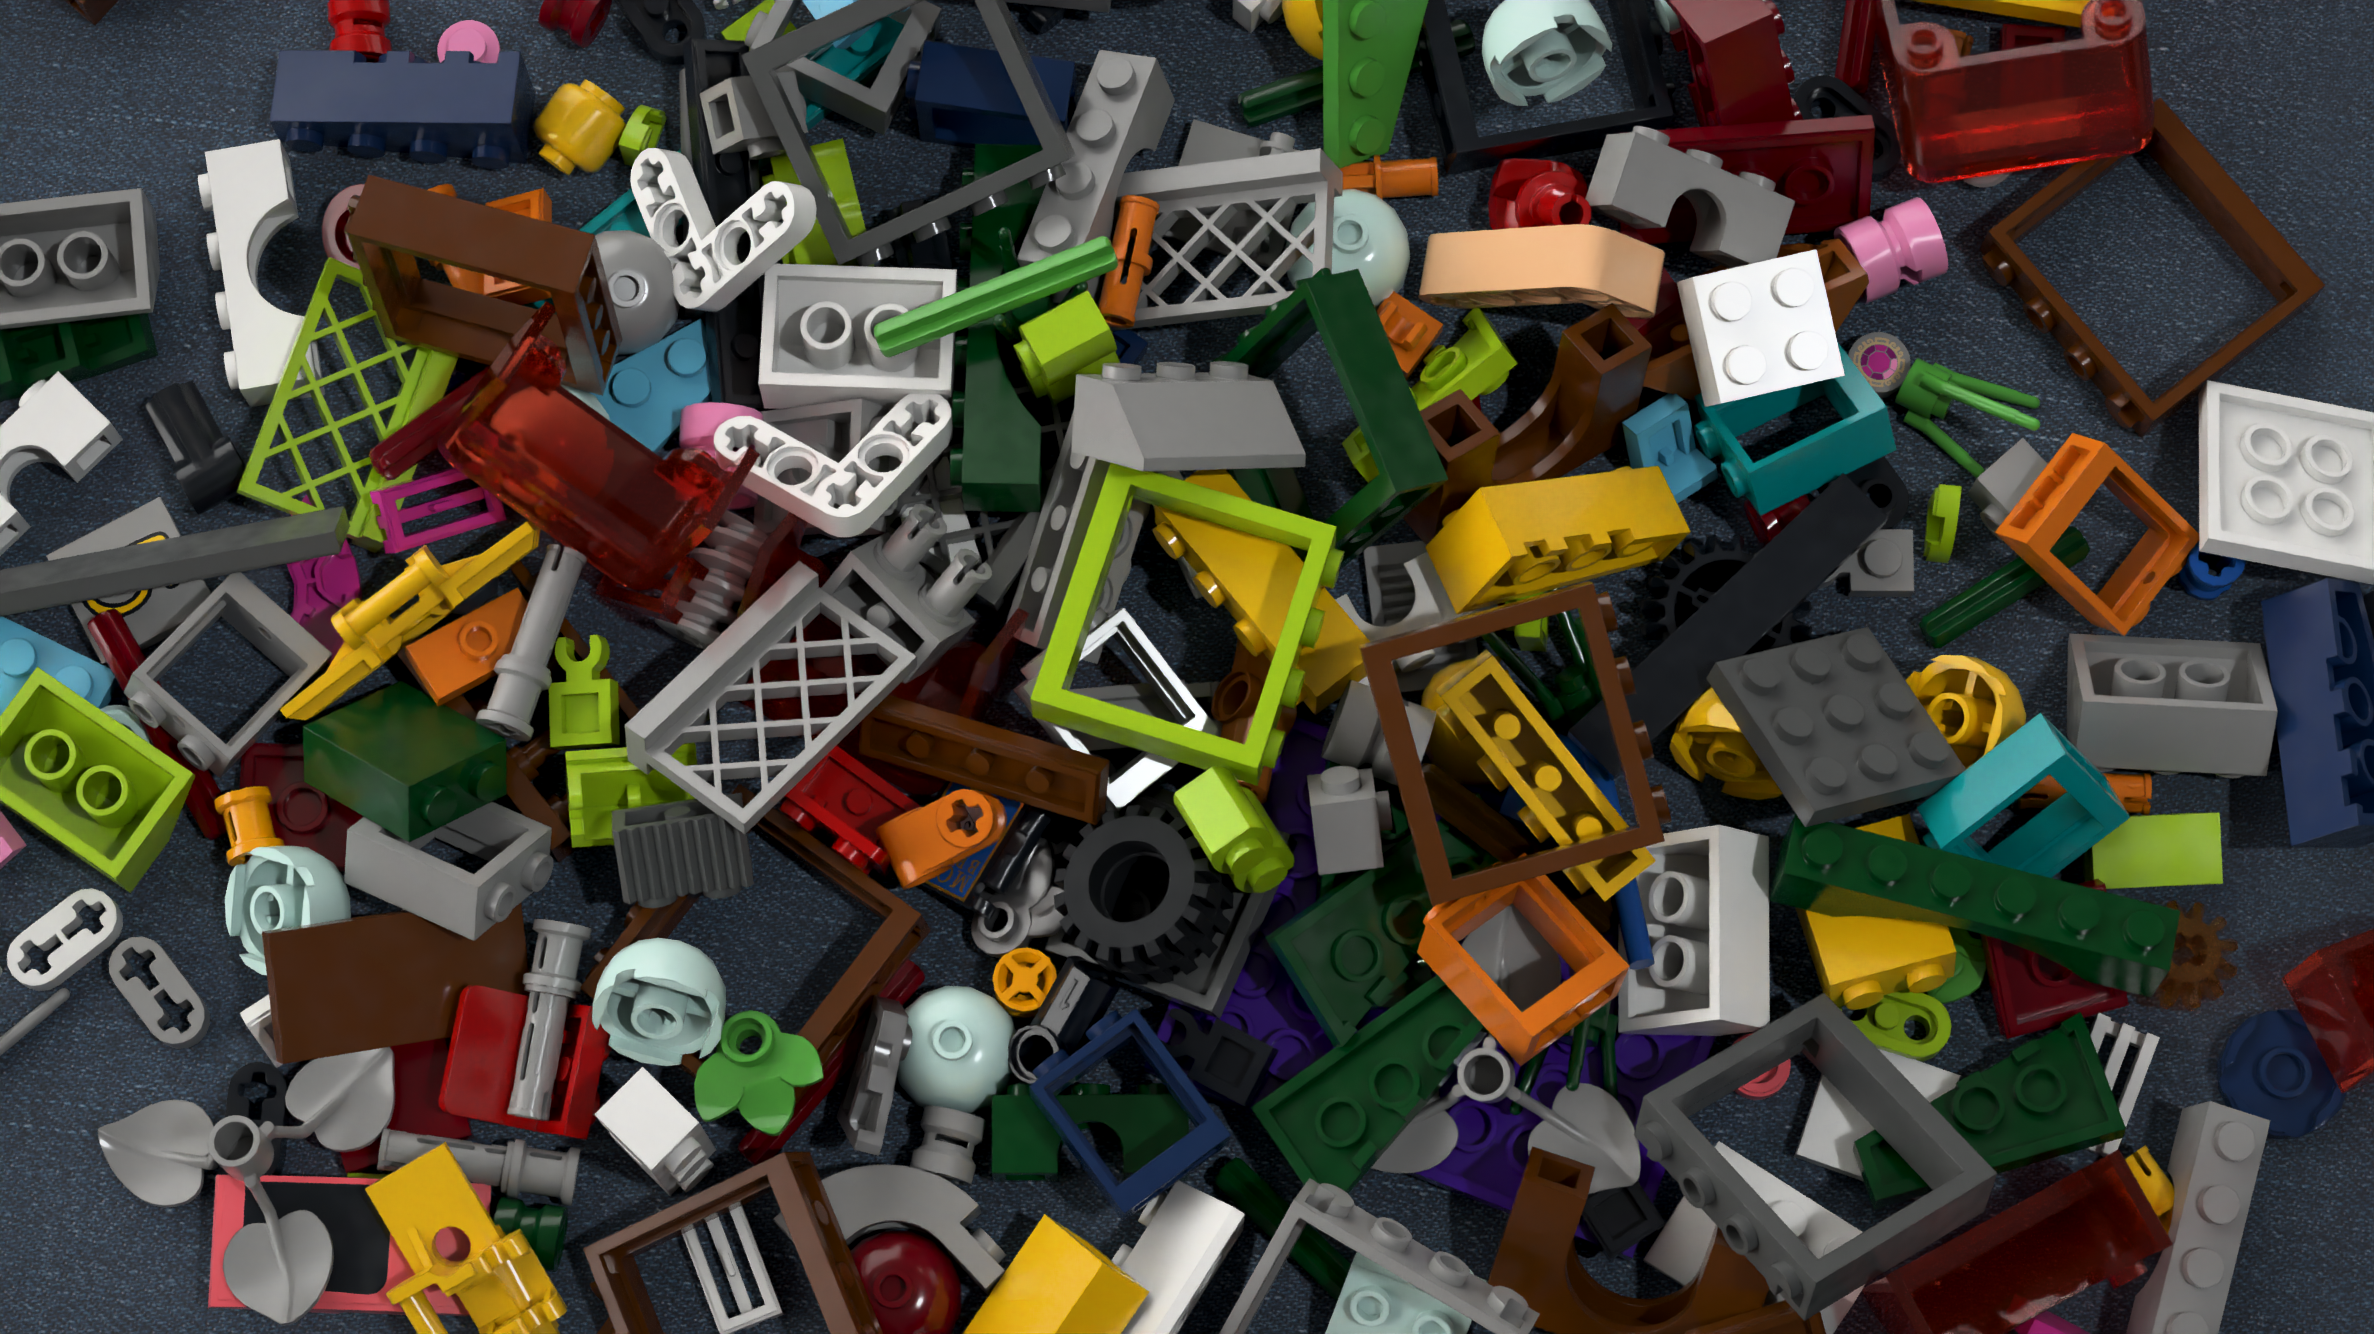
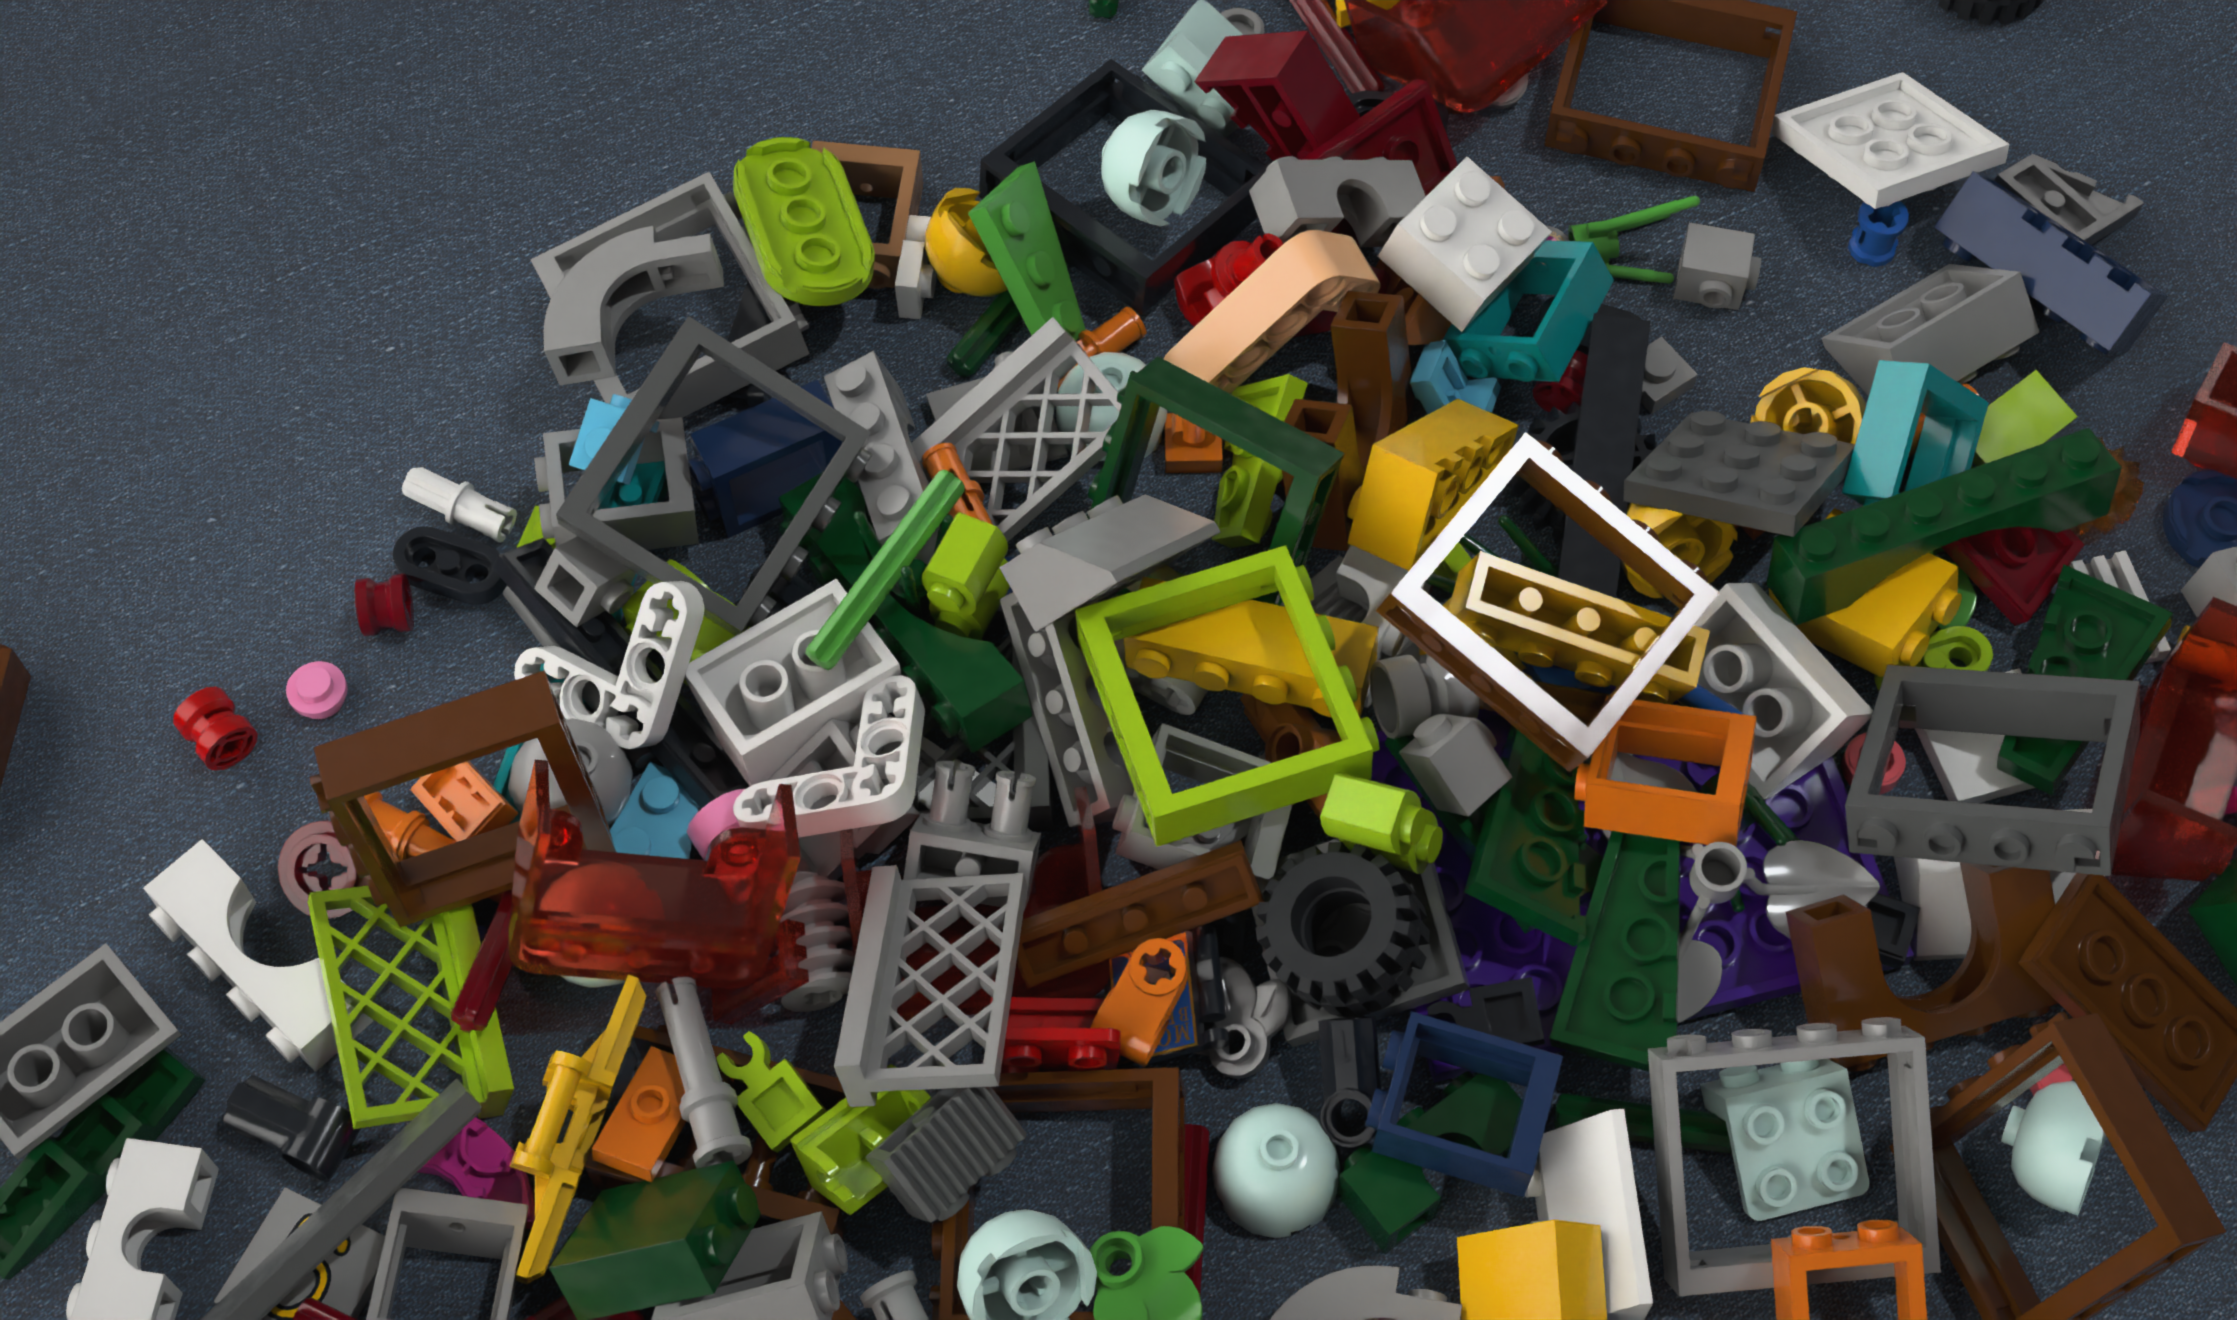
camera: 35 degrees left, 15 degrees down
(392, 518) = (507, 1060): dark pink tile -> none
(405, 105) = (266, 768): dark blue wedge -> none
(580, 127) = (448, 672): yellow head -> none
(641, 132) = (502, 658): lime tile -> none
(873, 1075) = (1235, 1226): flat silver wing -> none
(944, 1158) = (1330, 1240): light grey wheel -> none
(1019, 973) = (1293, 1063): light orange wheel -> none
(1897, 248) = (1504, 151): bright pink wheel -> none
(1941, 522) = (1677, 318): lime tile -> none
(1996, 592) = (1753, 336): dark green axle -> none
(2056, 501) = (1755, 245): orange window -> none

